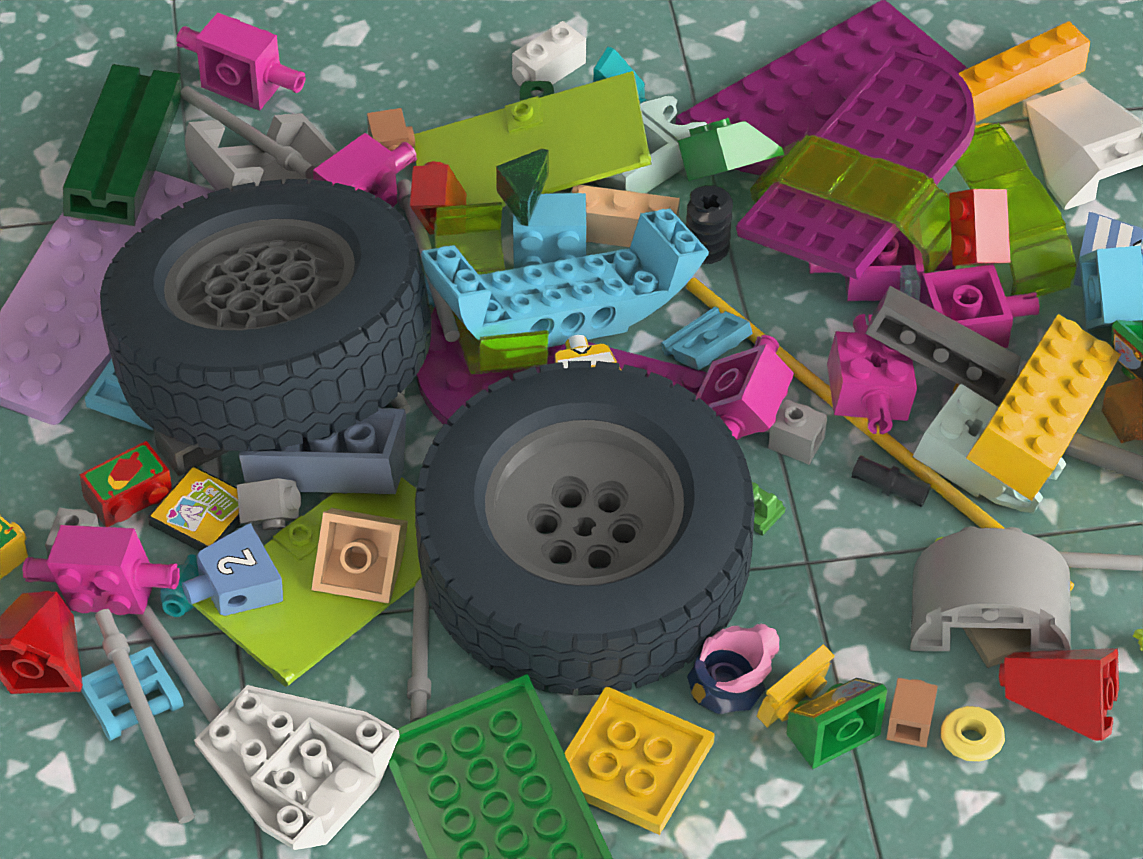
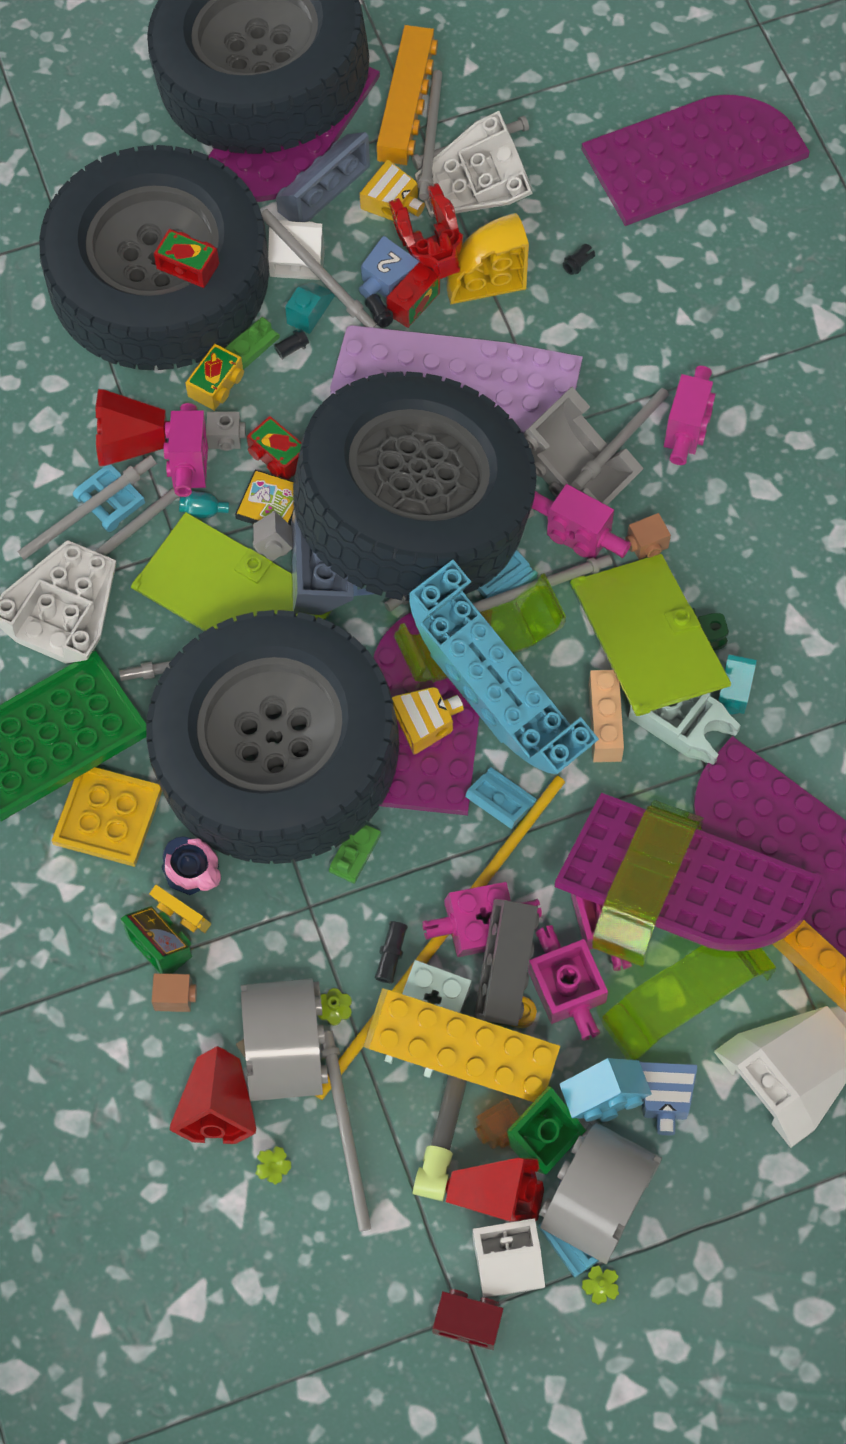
camera: 80 degrees right, 15 degrees up
(122, 145) = (582, 360): dark green brick -> none
(235, 574) = (202, 530): medium blue torso -> none
(359, 555) = (237, 594): light nougat slope -> none
(434, 187) = (571, 577): red brick -> none
(522, 182) = (576, 625): clear green slope -> none
(549, 56) = (766, 630): white brick -> none
(553, 232) = (565, 664): medium azure brick -> none
(710, 220) = (604, 773): black piece -> none
(724, 147) = (678, 773): slope -> none
(747, 387) = (434, 827): dark pink brick -> none
(797, 431) = (423, 876): light grey brick -> none
(910, 281) = (566, 931): clear light blue tile -> none
(972, 719) = (163, 1028): light yellow piece -> none
(979, 227) = (628, 969): brick -> none

